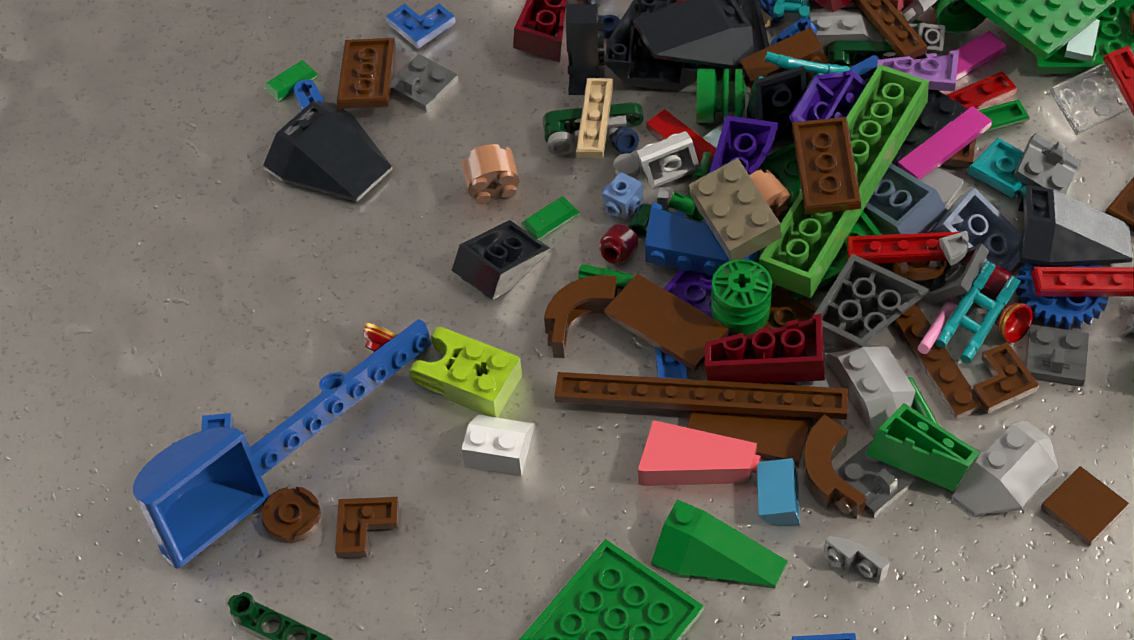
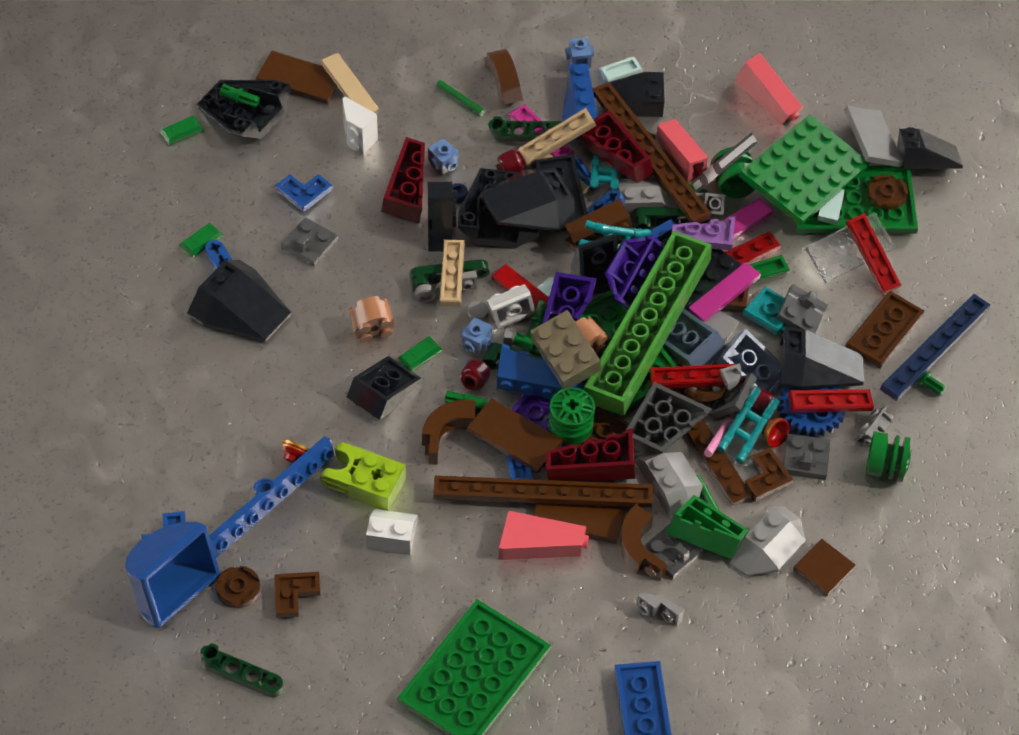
camera: 10 degrees left, 0 degrees up
(366, 73) = (263, 234): reddish brown tile -> none
(625, 140) = (476, 290): dark blue tile -> none
(708, 548) = (551, 603): green wedge -> none
(719, 95) = (549, 254): green wheel -> none
(778, 492) = (603, 562): dark azure brick -> none
(826, 165) = (633, 313): reddish brown tile -> none

